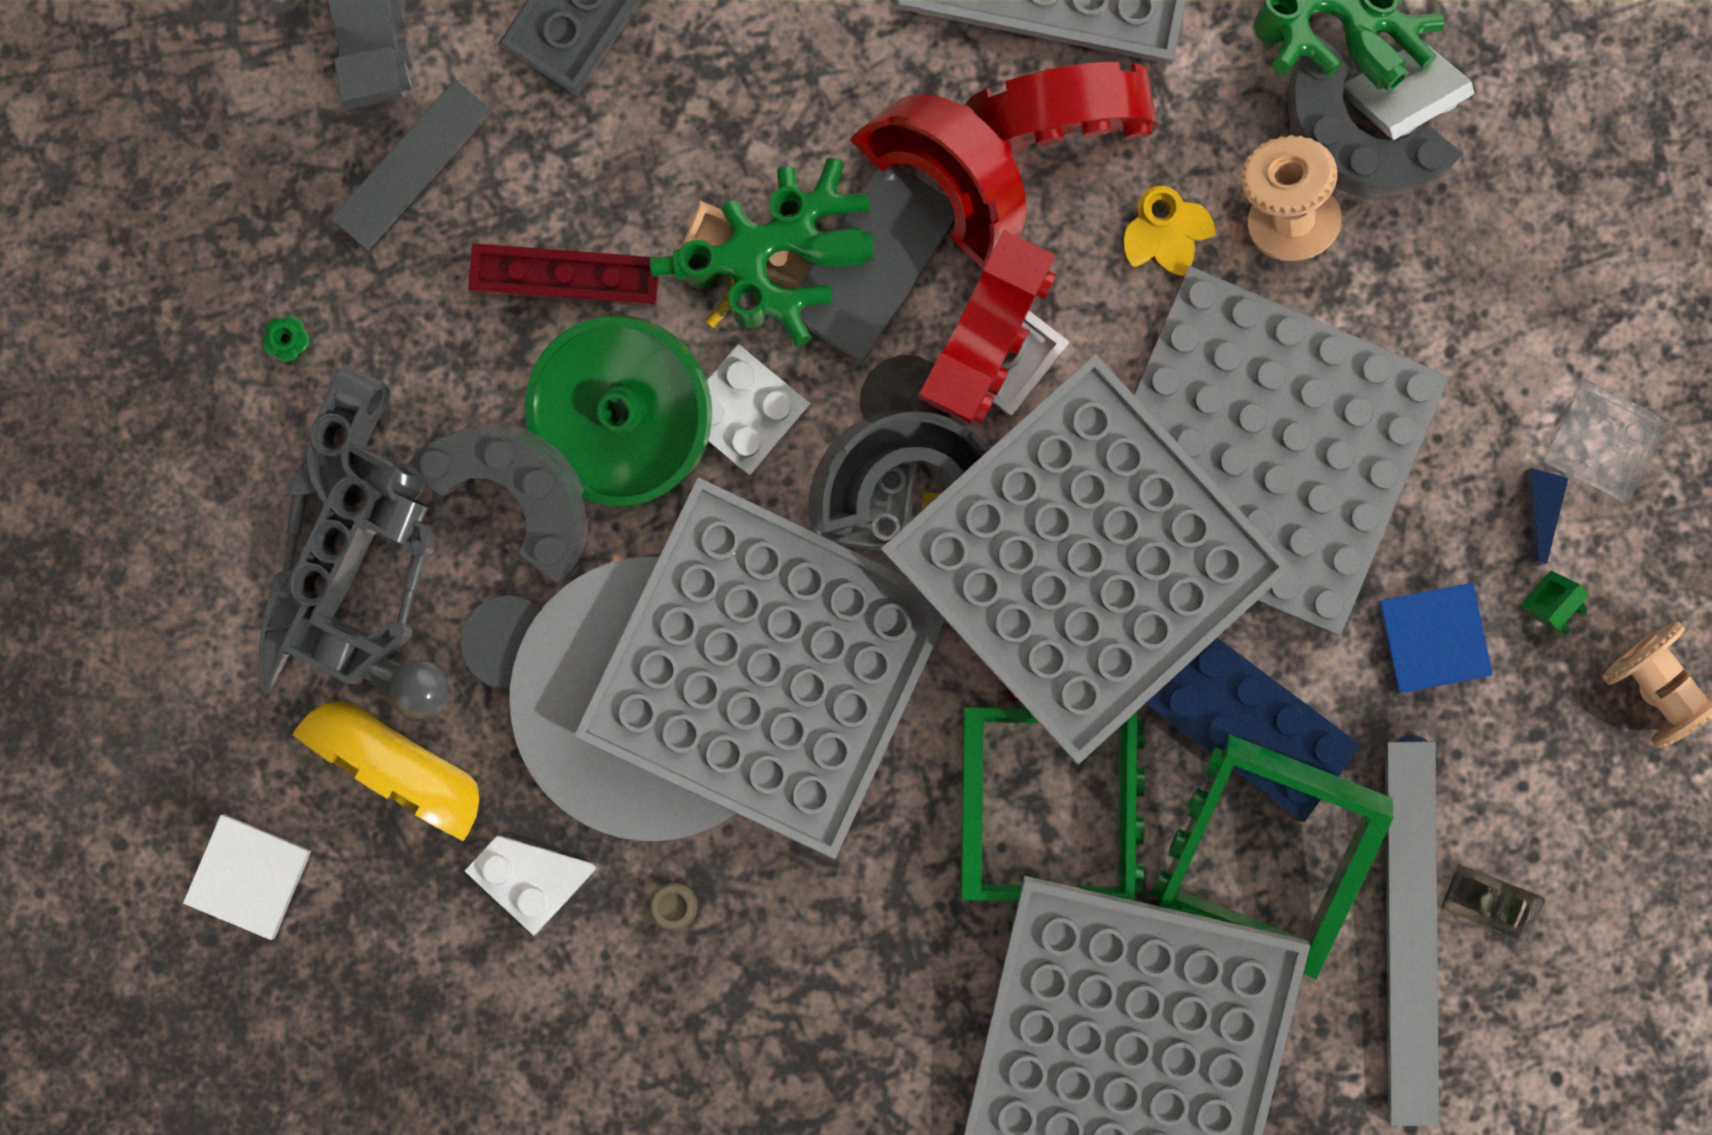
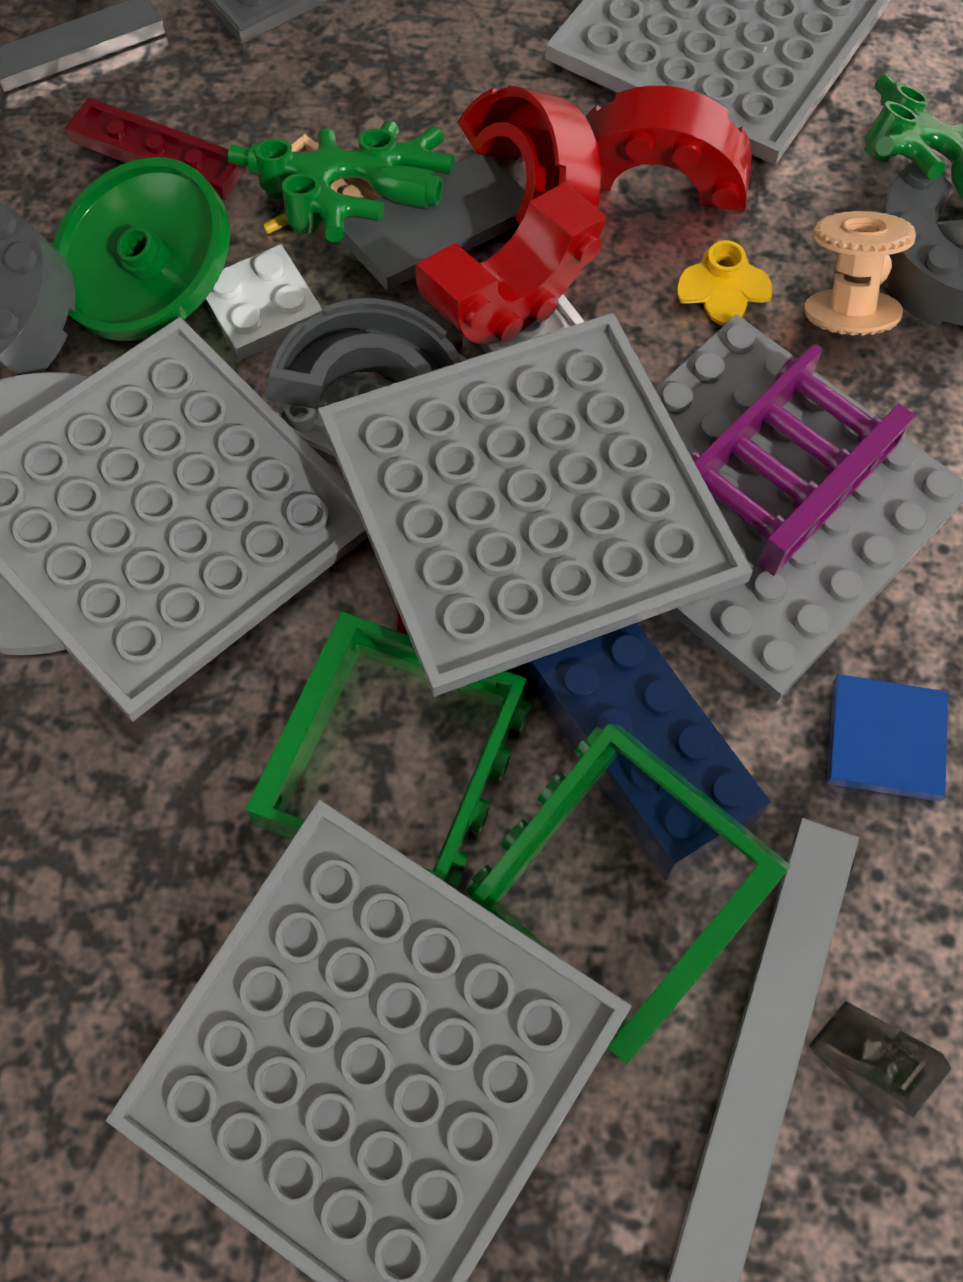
camera: 20 degrees right, 20 degrees down
(1336, 415) = (813, 501): none -> magenta fence

